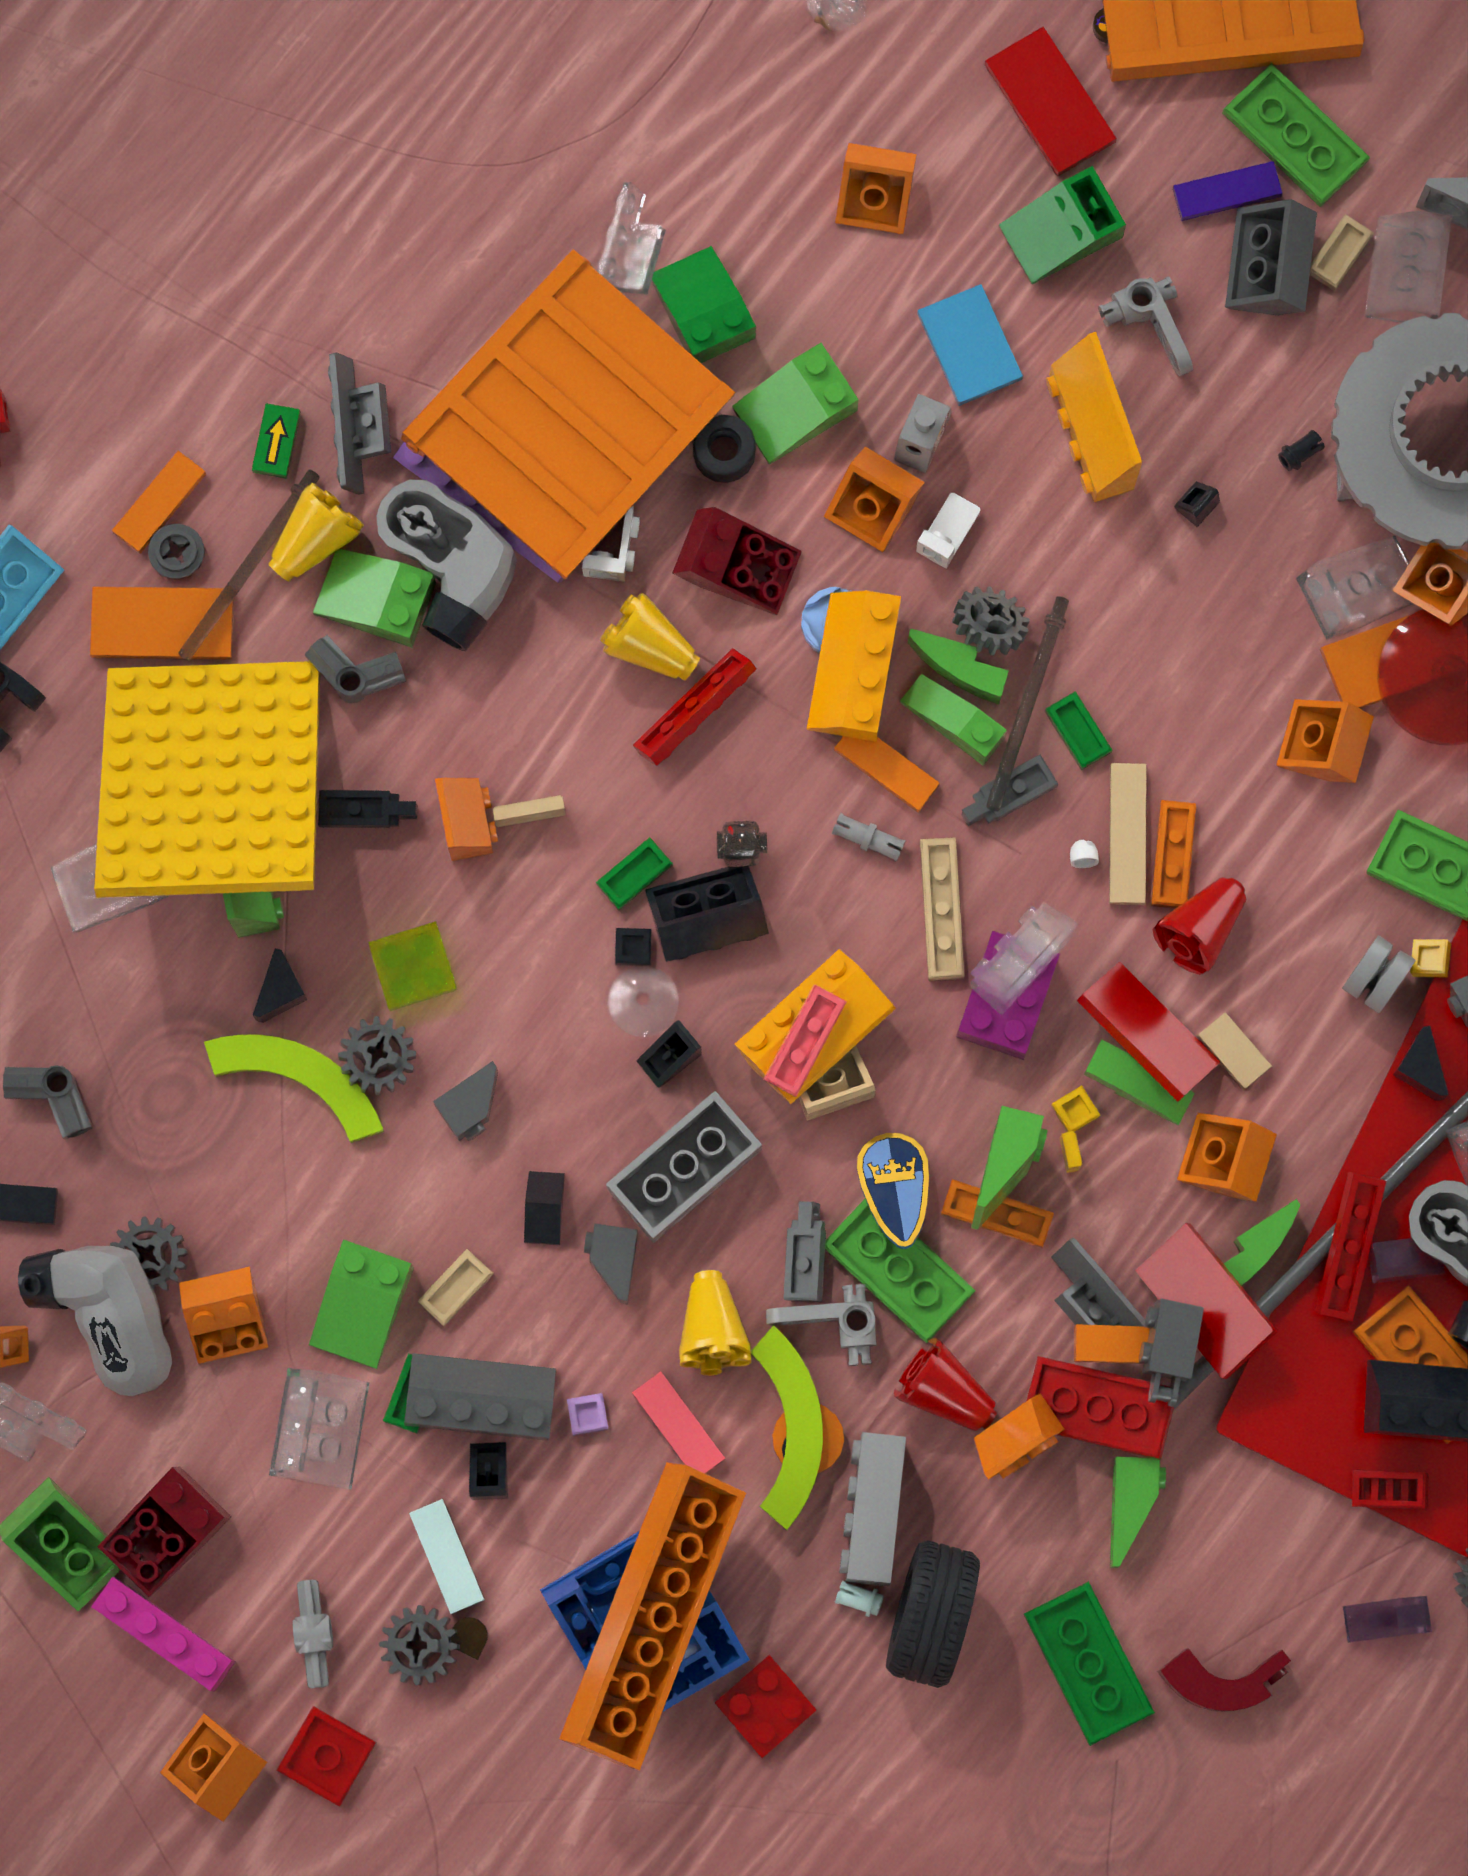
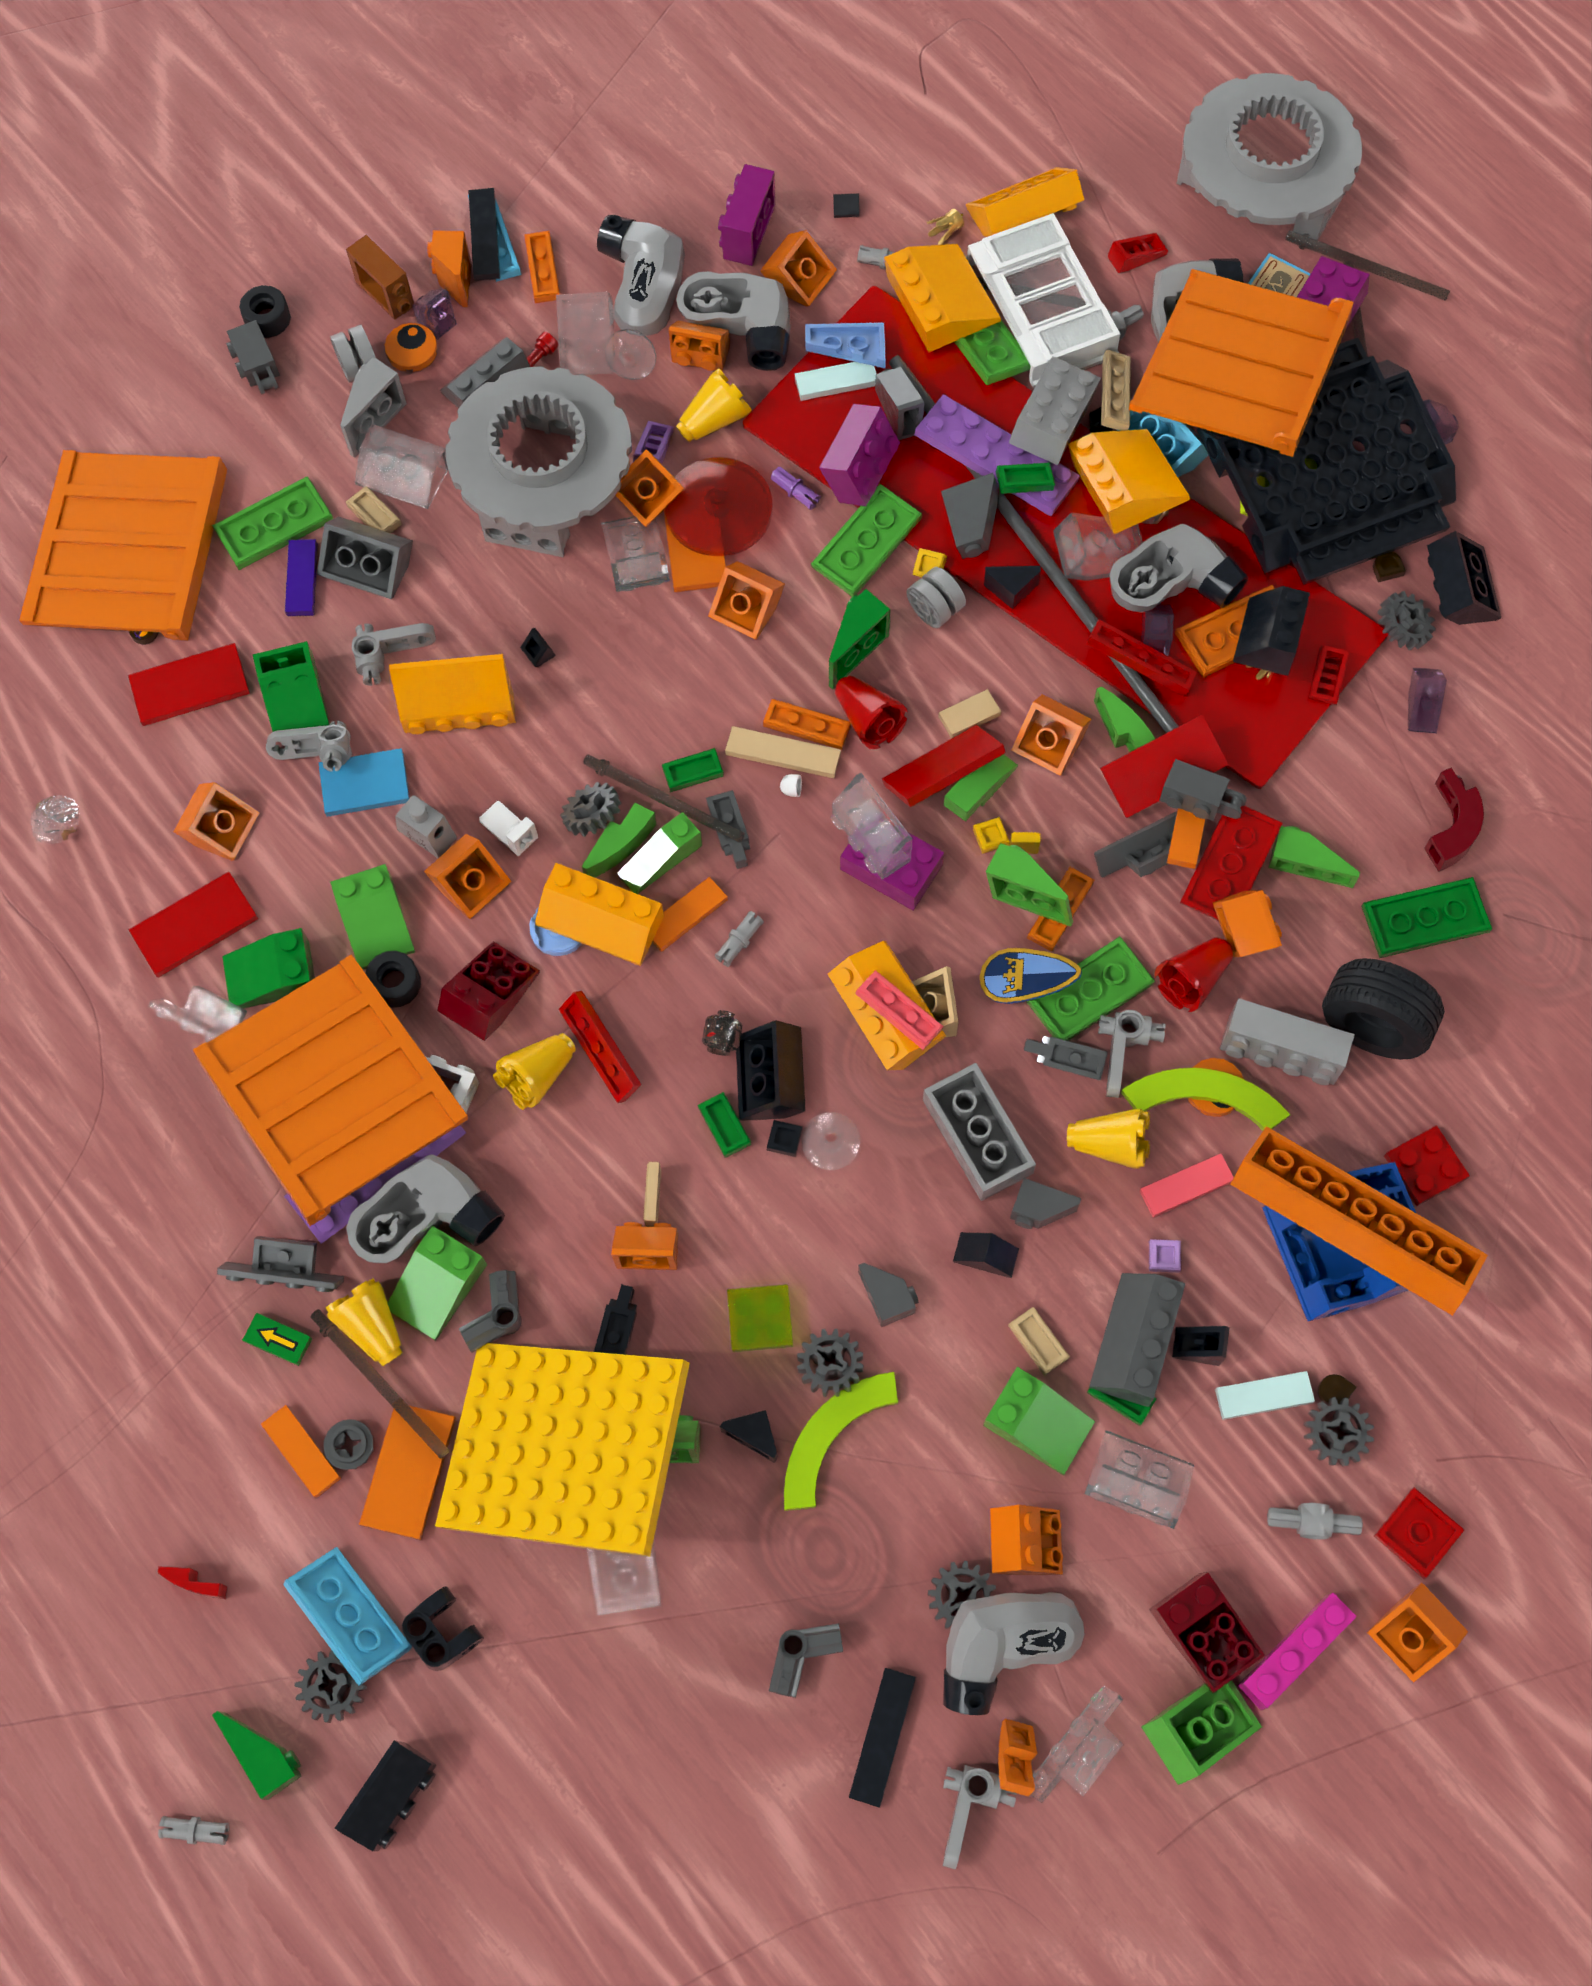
camera: 75 degrees left, 10 degrees down
(669, 1054) = (881, 1124): black slope -> none
(743, 201) = (193, 924): none -> red tile
(859, 1598) = (1354, 1068): light aqua pin -> none
(942, 909) = (809, 898): tan tile -> none
(1007, 290) = (327, 742): none -> light grey piece
(1300, 451) = (520, 574): black pin -> none
(1300, 886) = (860, 633): none -> green slope

